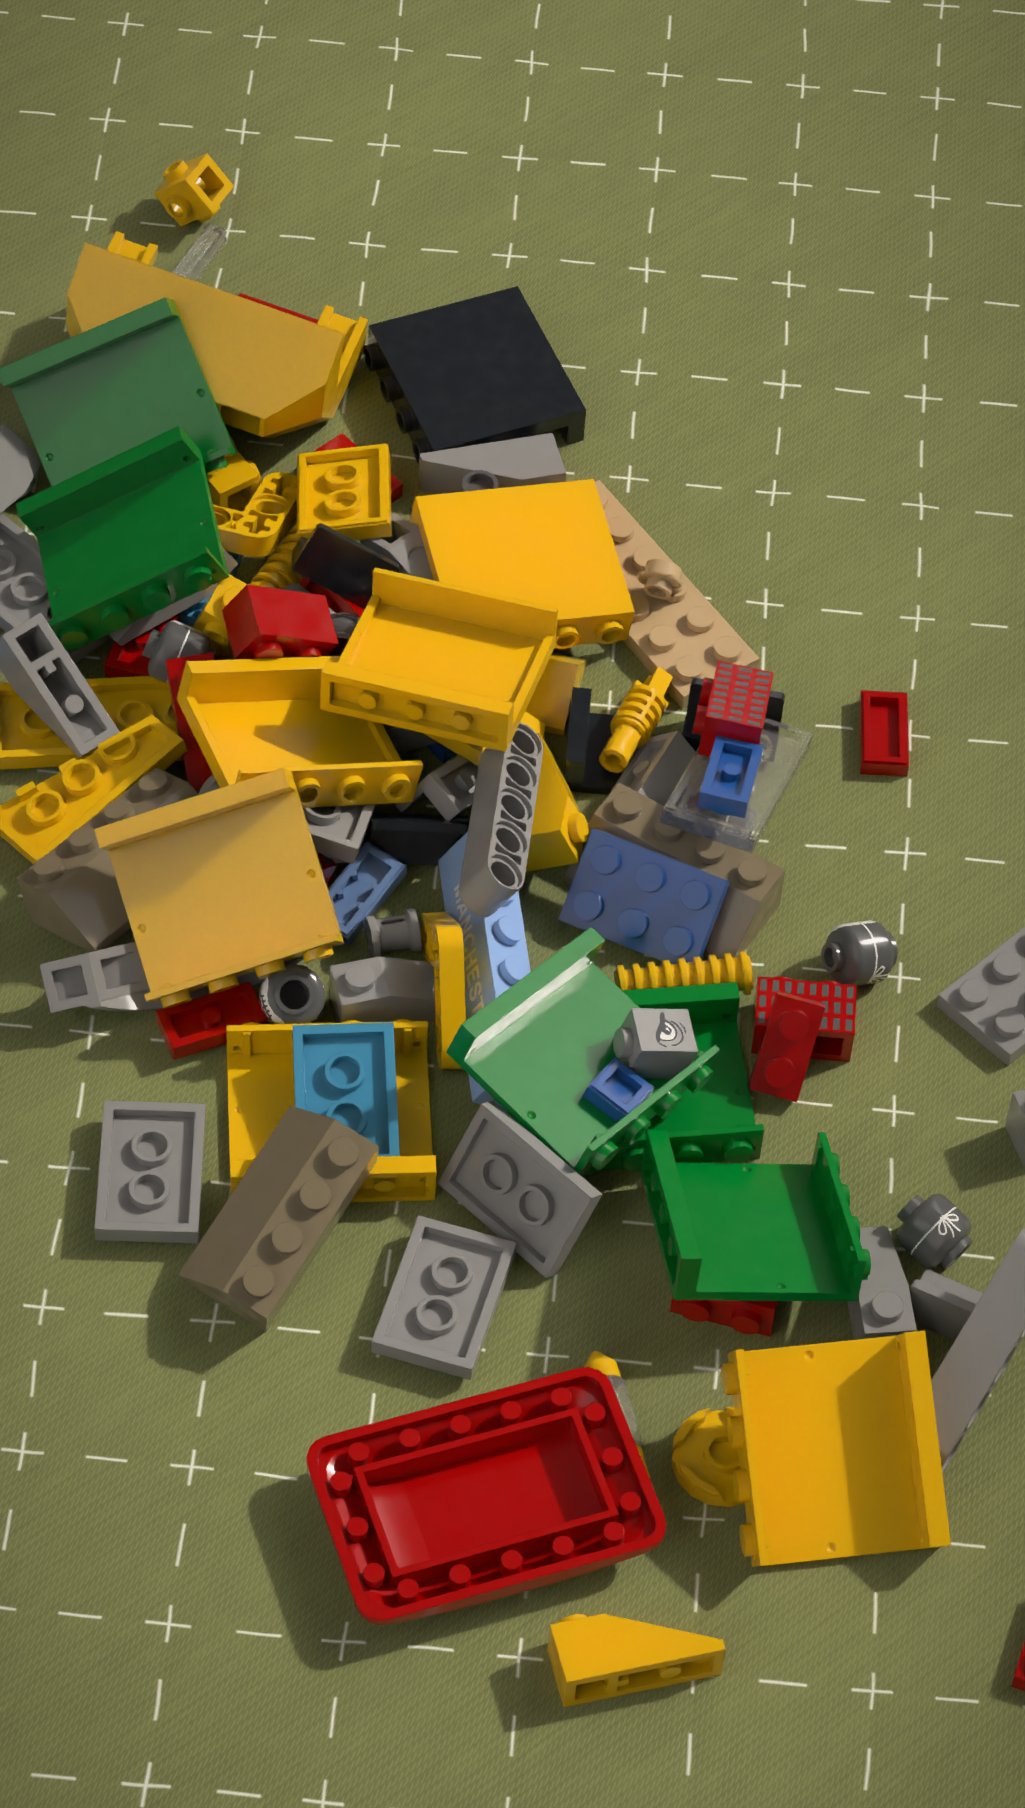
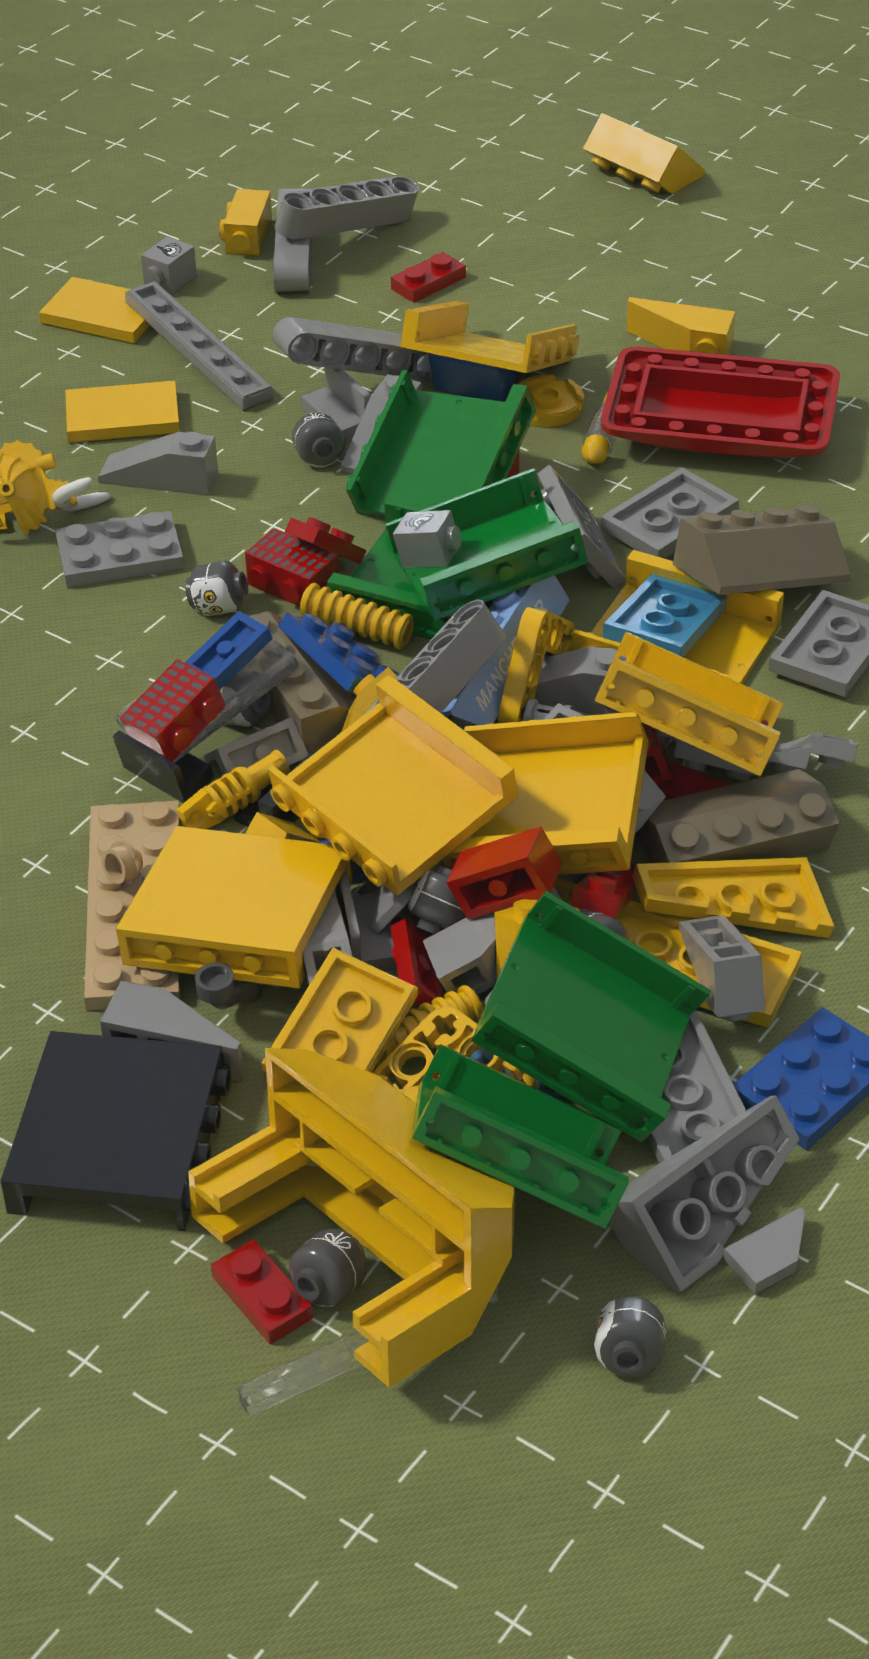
camera: 145 degrees left, 10 degrees down
(193, 189) = (236, 1461): yellow brick -> none
(339, 563) = (400, 951): black panel -> none
(617, 1090) = (478, 528): blue tile -> none
(883, 733) = (45, 732): red tile -> none

